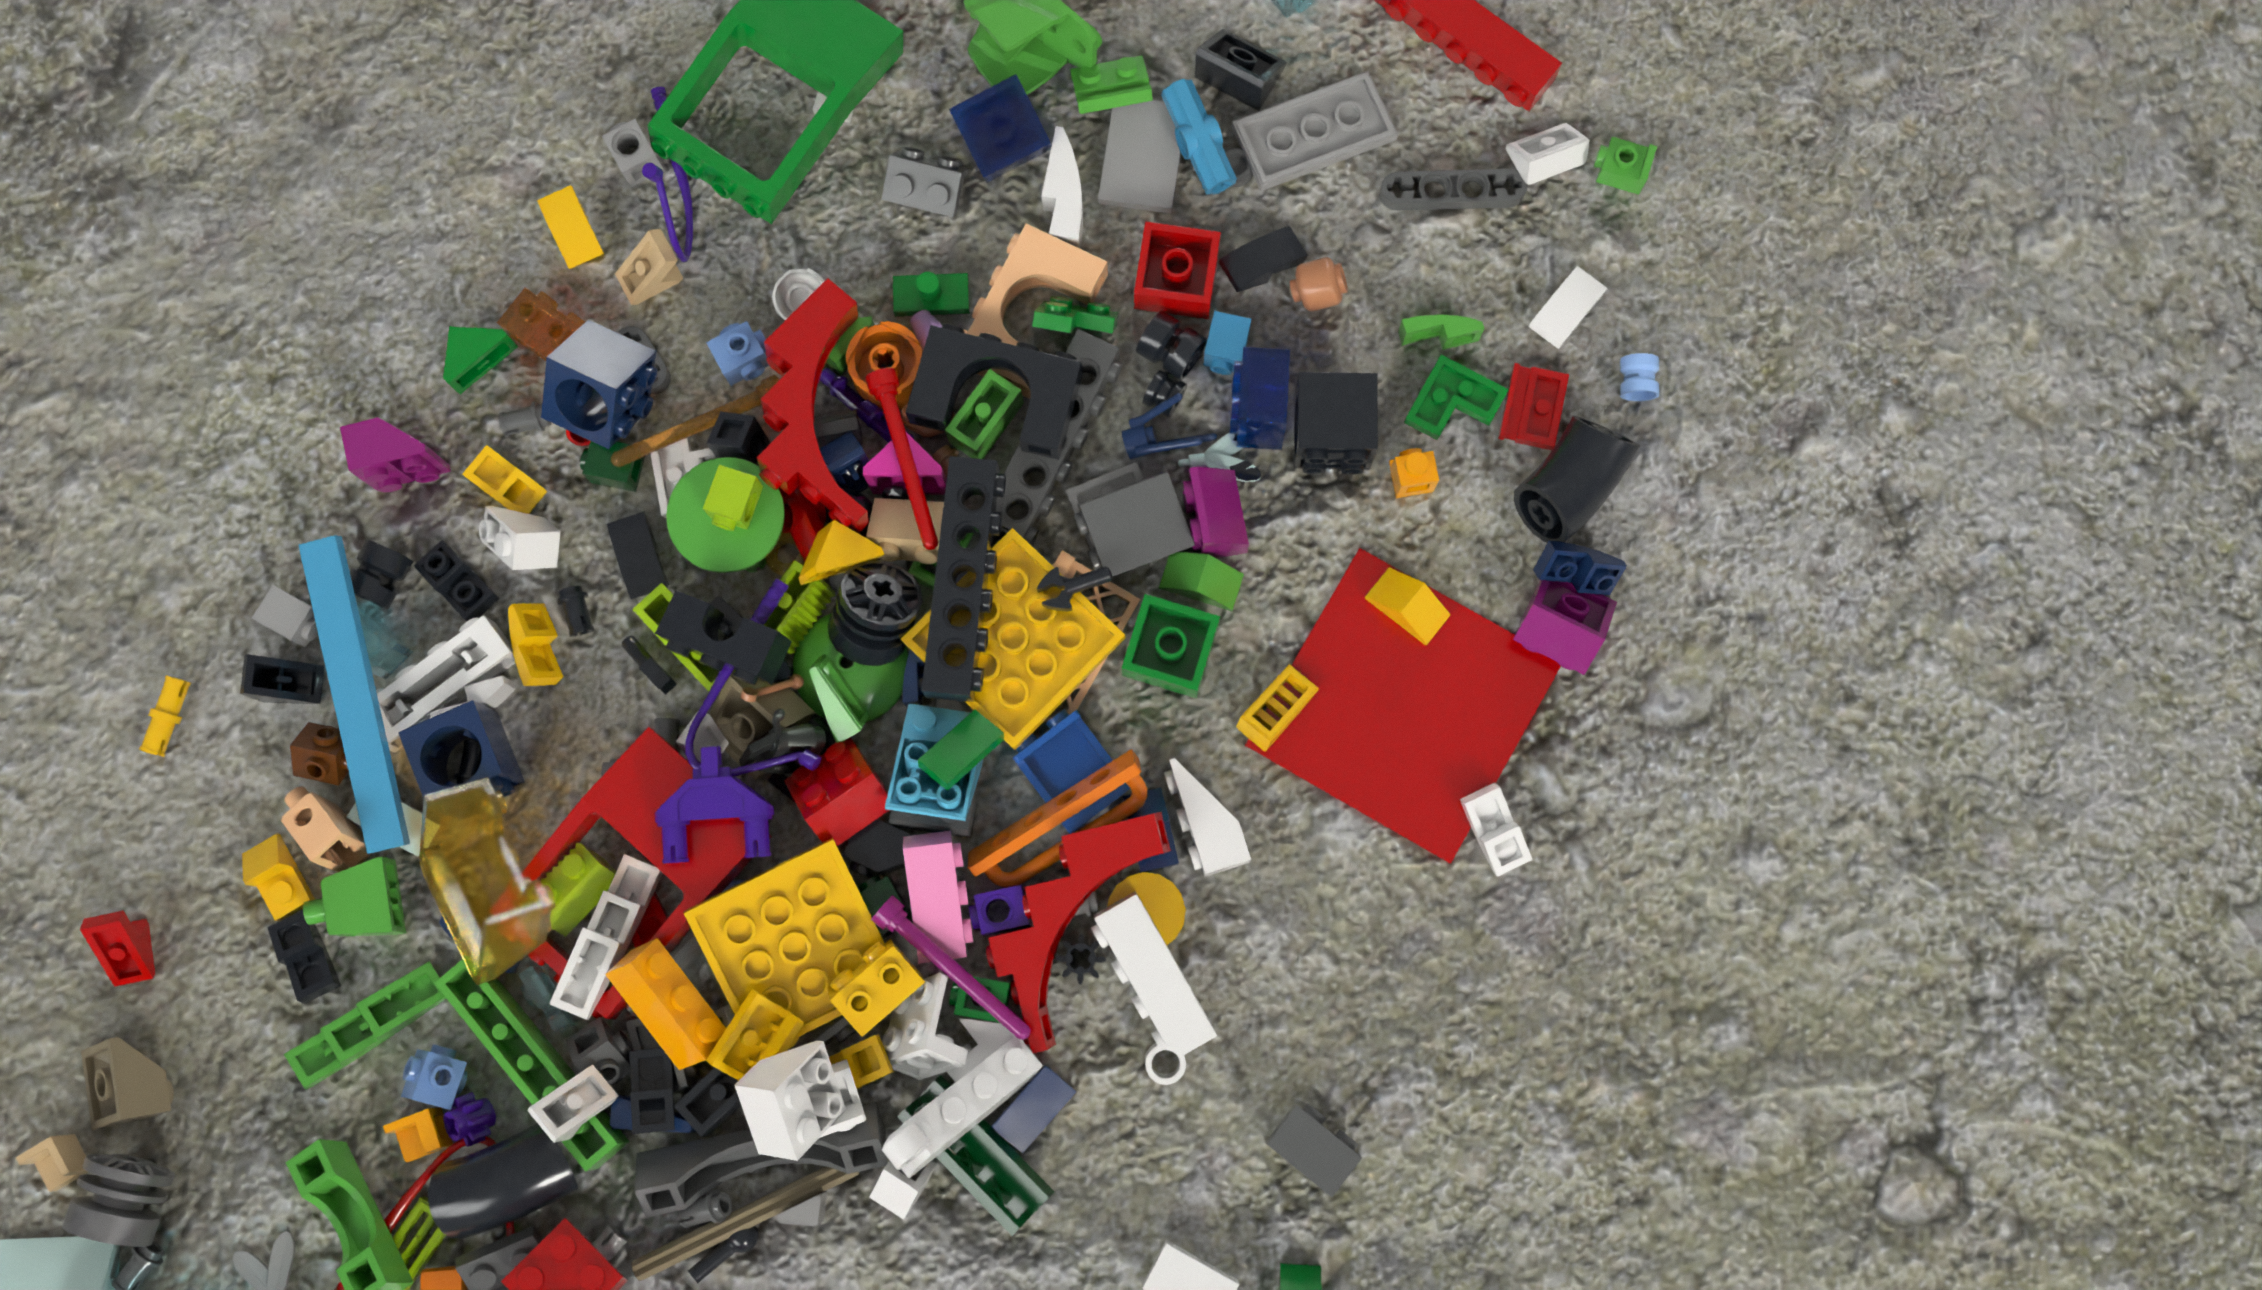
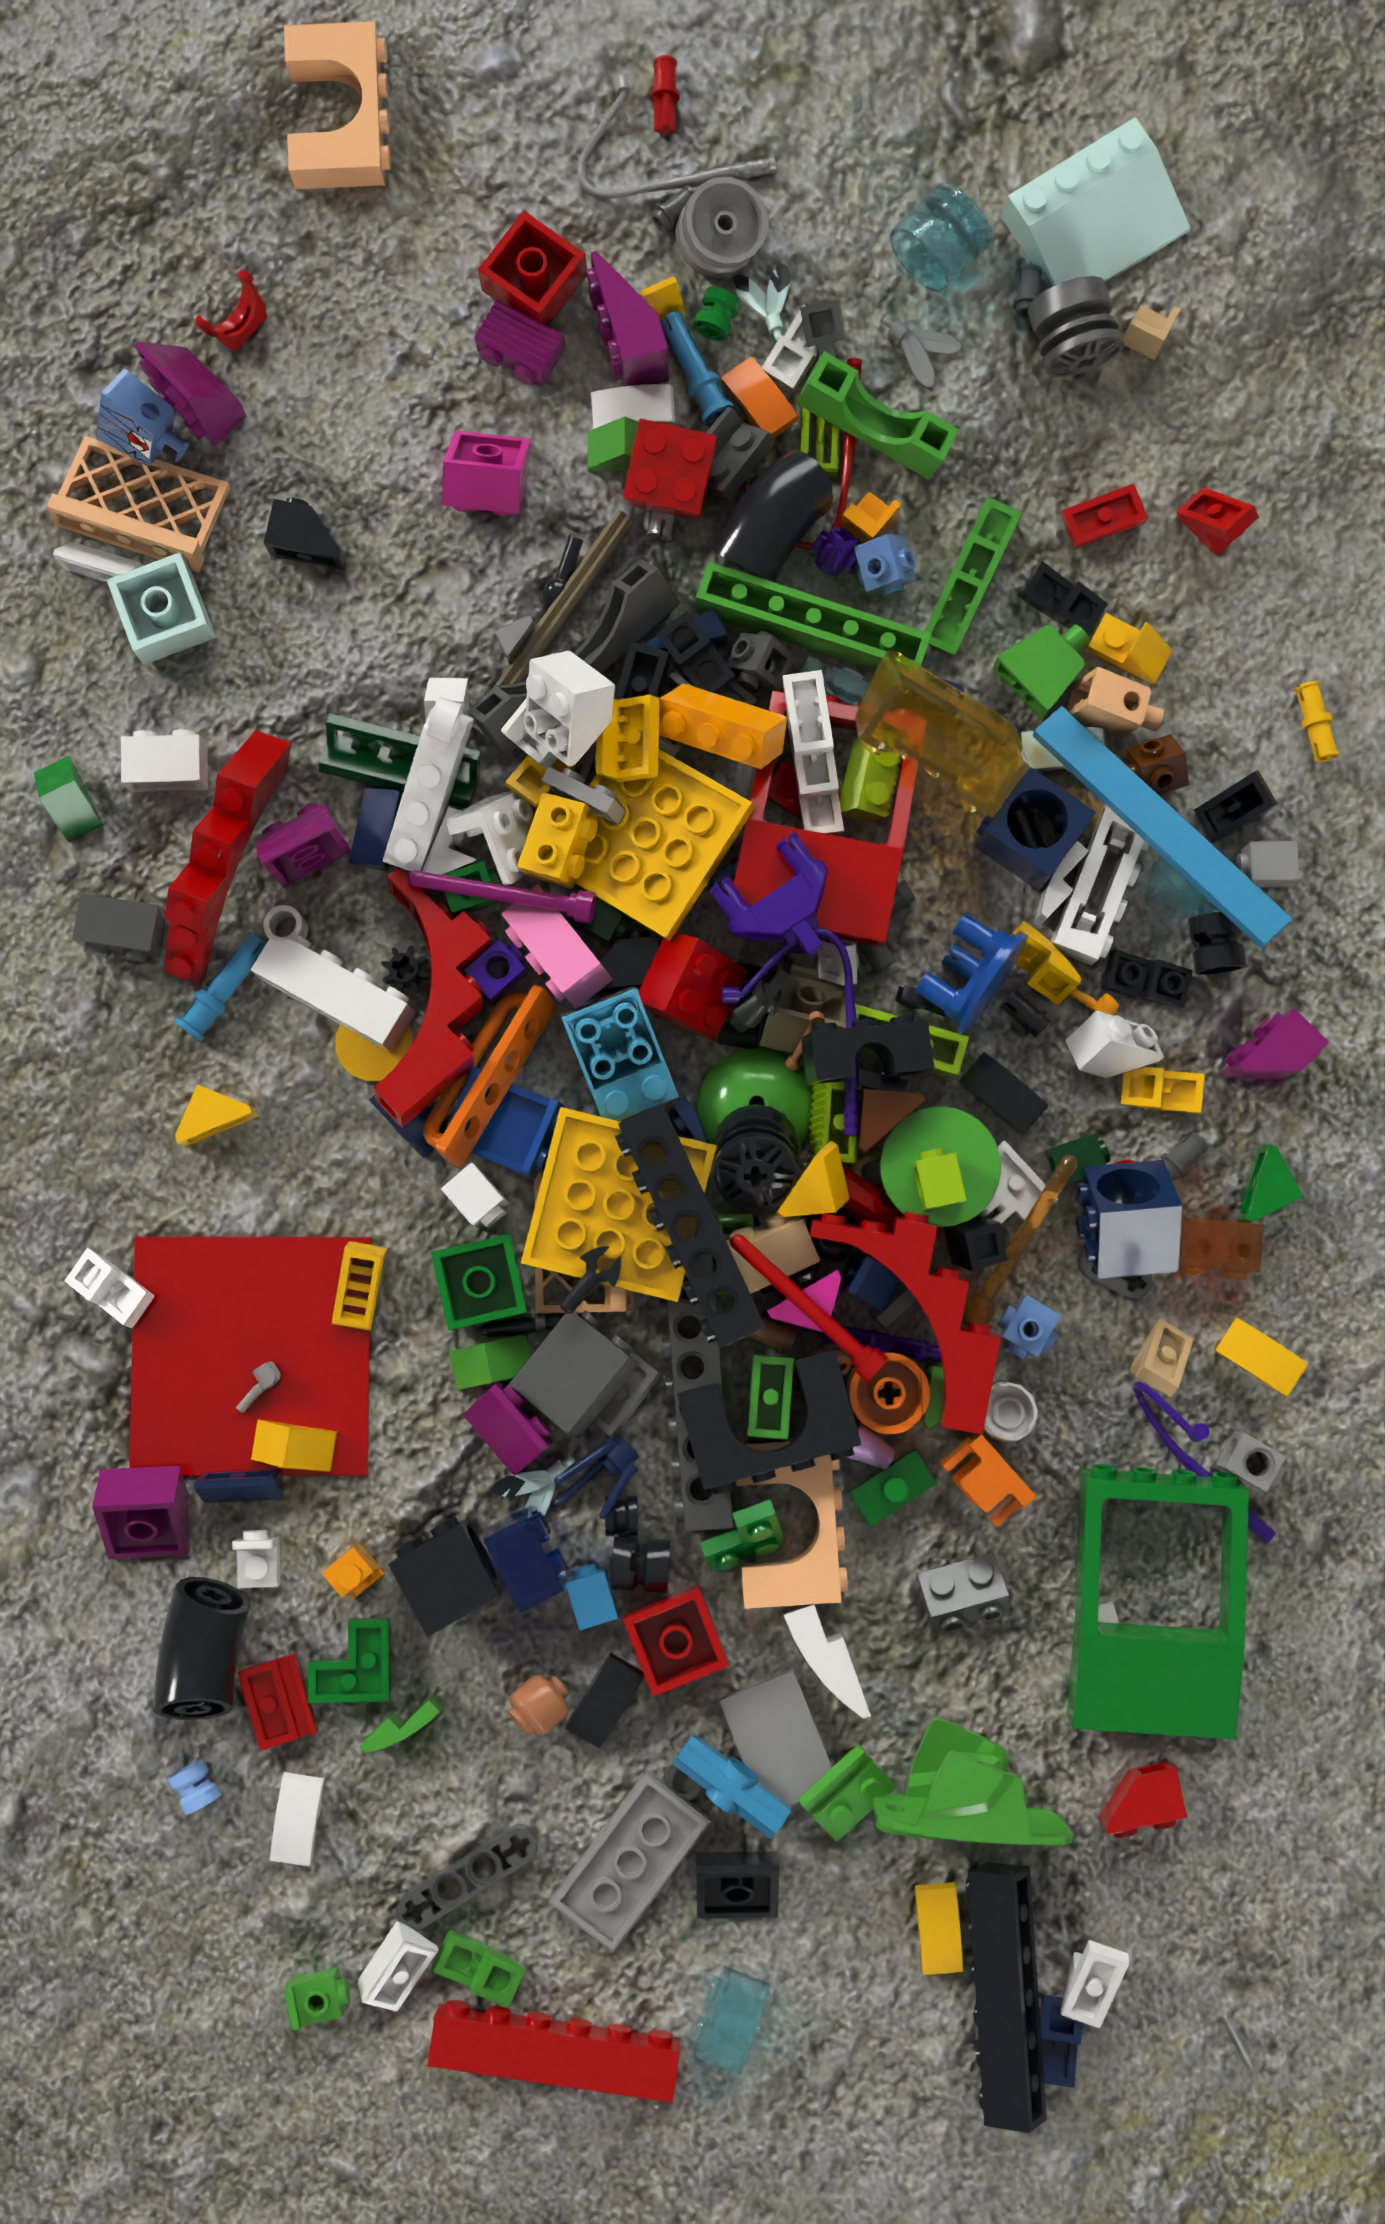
camera: 145 degrees right, 5 degrees up
(123, 1084) = (1137, 413): dark tan slope -> none
(216, 1010) = (1104, 516): none -> red plate
(508, 578) = (1105, 1004): none -> light orange hand
(573, 1104) = (747, 601): white slope -> none
(586, 654) = (984, 976): none -> blue piece
(712, 1207) = (592, 597): dark grey pin -> none
(744, 584) = (881, 1113): none -> reddish brown slope
(816, 1000) = (572, 786): none -> light grey plate
(841, 706) = (740, 1063): bright green slope -> none
(848, 250) = (987, 1478): none -> orange panel
(961, 749) = (602, 1076): green tile -> none
(1001, 128) = (920, 1682): clear blue brick -> none
(1105, 1130) = (301, 844): none -> magenta slope
(1132, 584) = (520, 1325): none -> black piece
(1132, 717) = (476, 1197): none -> white brick
(1181, 1161) = (216, 849): none -> red arch
(1214, 830) = (353, 1144): white slope -> none
(1269, 1033) = (211, 1002): none -> dark azure pin
(1322, 929) = (211, 1114): none -> yellow slope
(1399, 674) = (267, 1376): none -> light grey hand
(1470, 598) = (240, 1486): none -> dark blue slope
(1479, 117) = (479, 1967): none -> bright green slope
(1489, 529) = (257, 1559): none -> white bracket
(1584, 567) = (153, 1570): dark blue slope -> none

